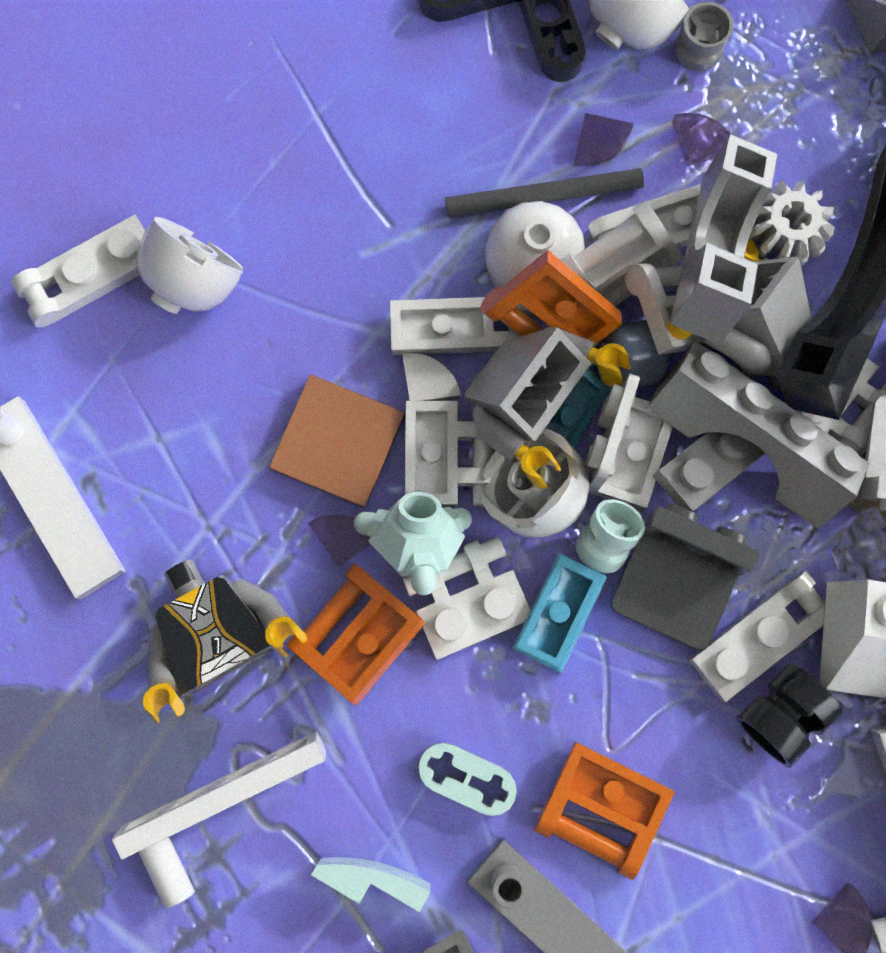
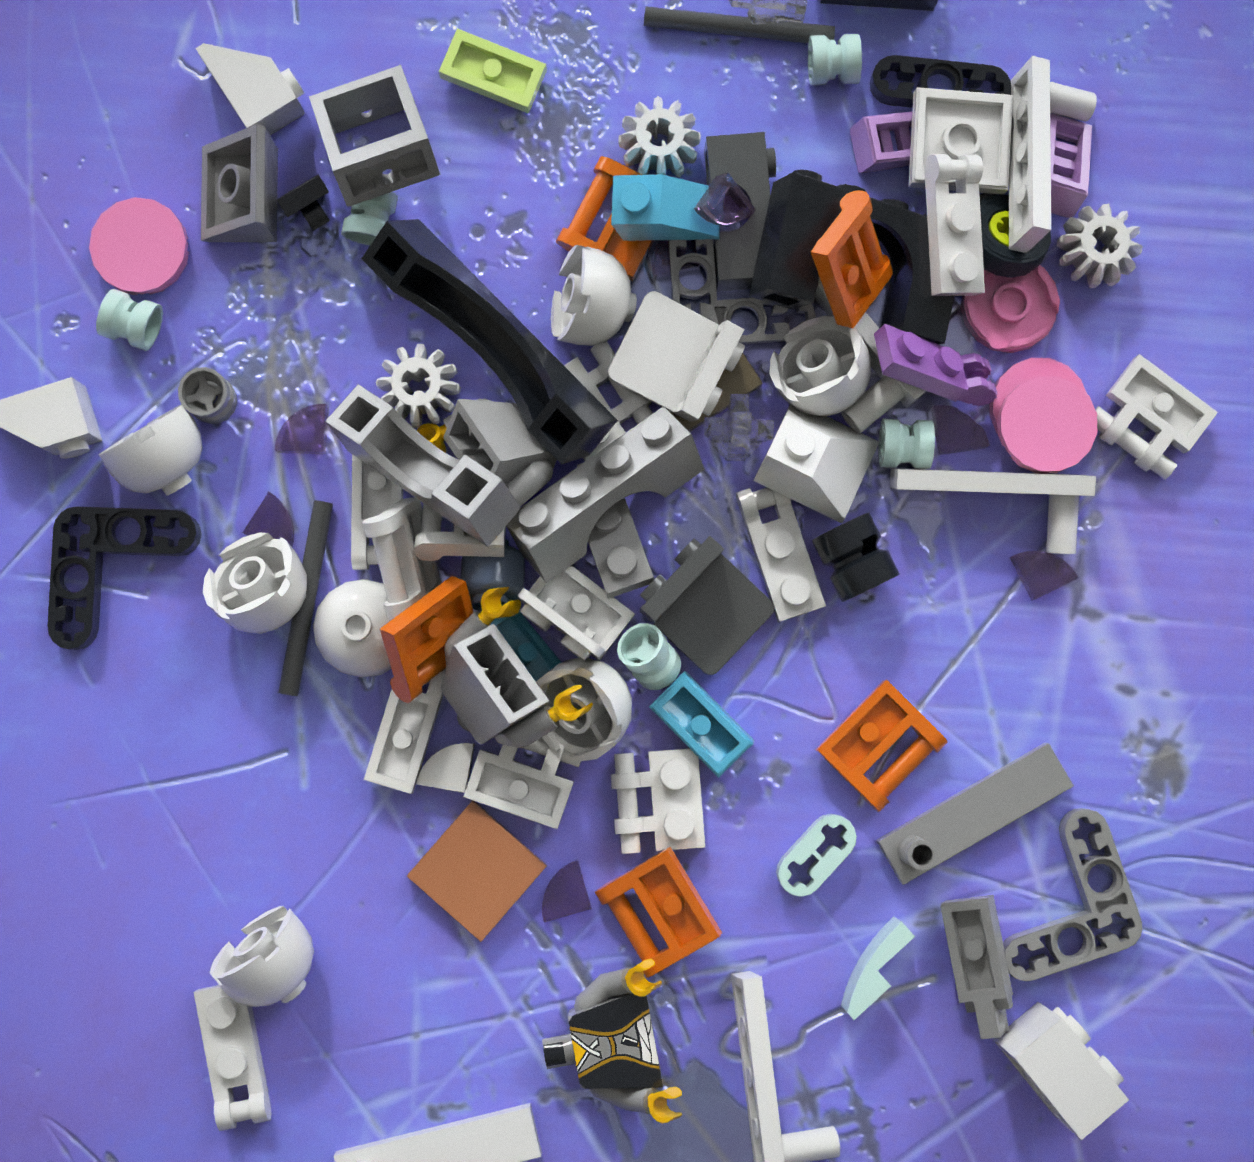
camera: 75 degrees left, 5 degrees up
(416, 536) = (593, 830): light aqua rock -> none
(542, 138) = (256, 584): none -> white cylinder

